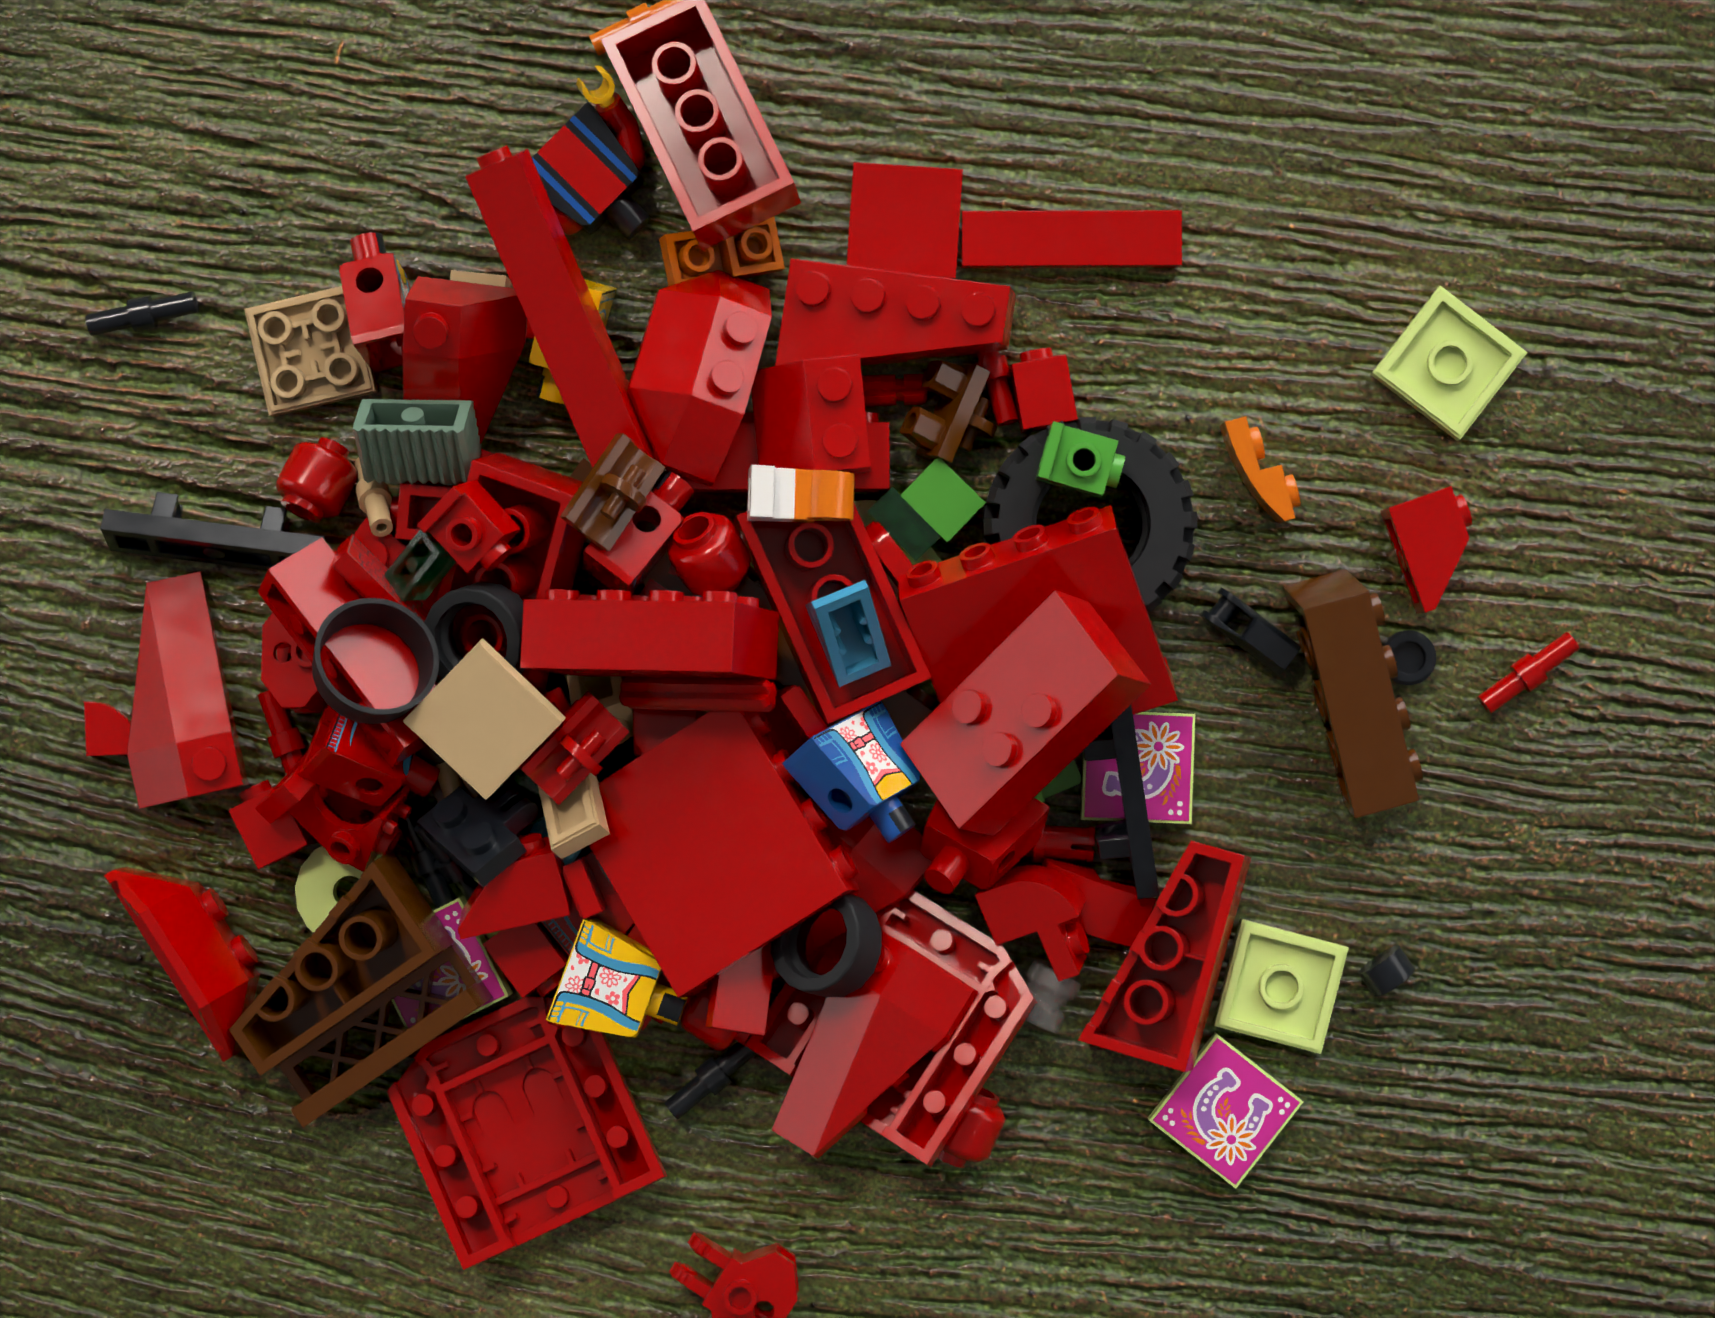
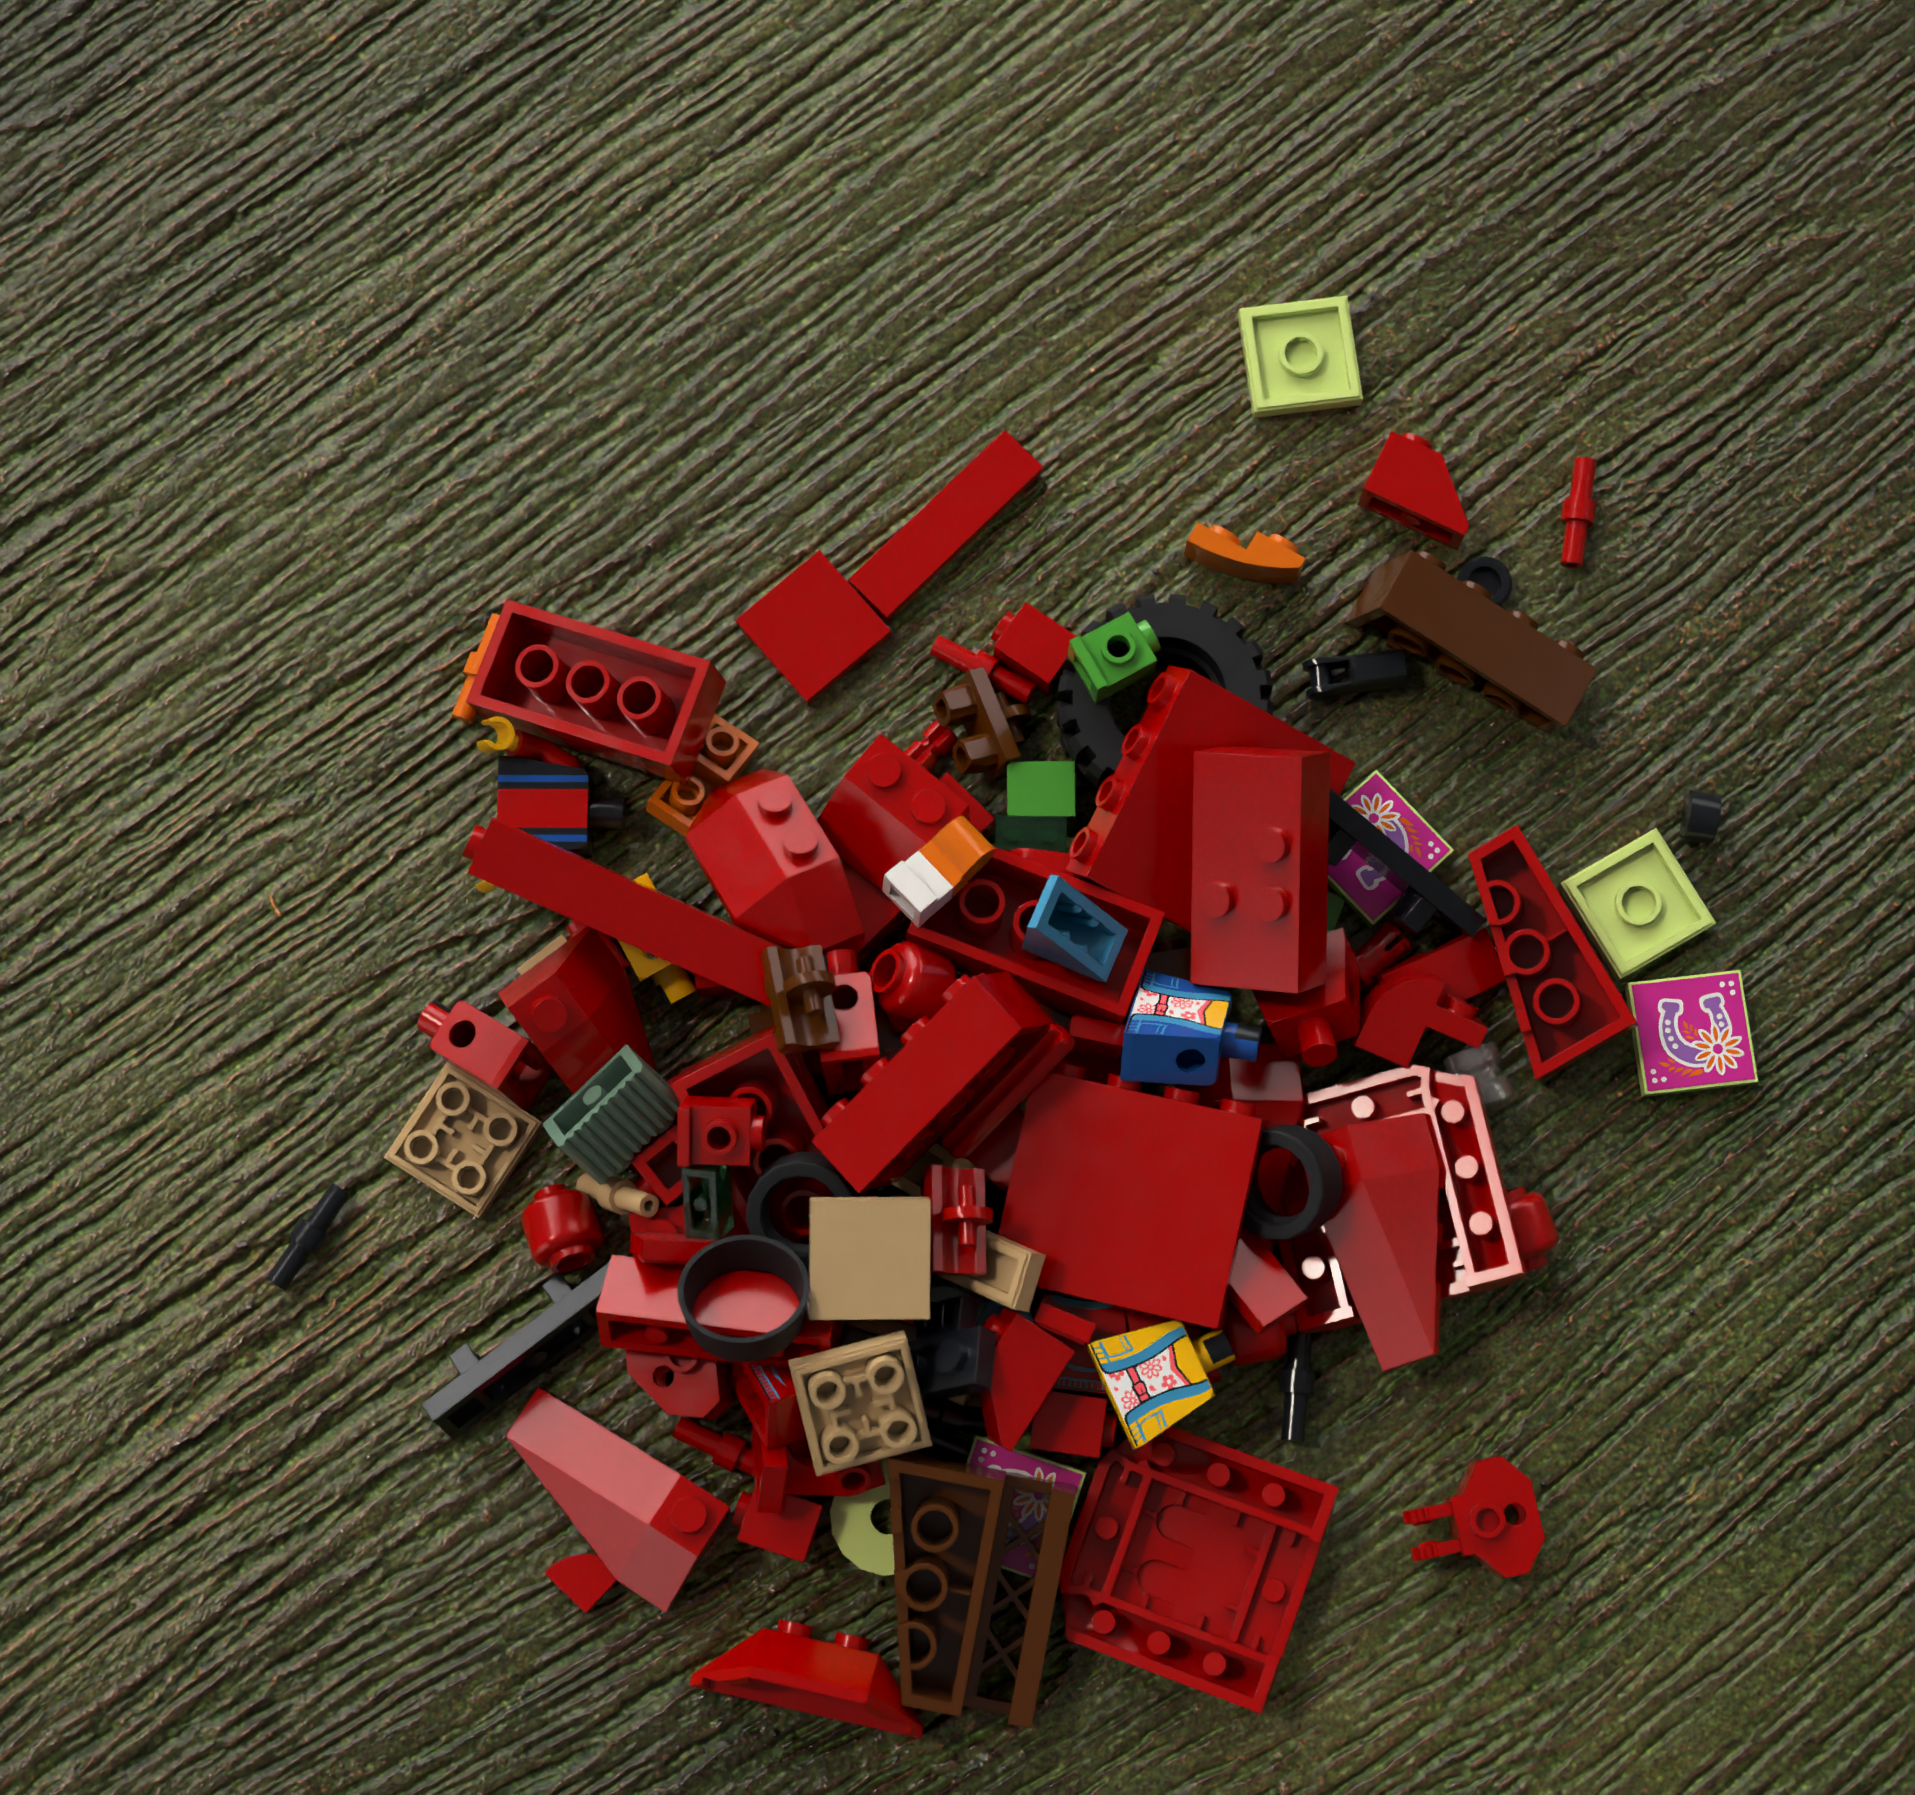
camera: 45 degrees left, 10 degrees down
(387, 807) = (860, 1402): none -> tan tile
(889, 315) = (871, 693): red wedge -> none

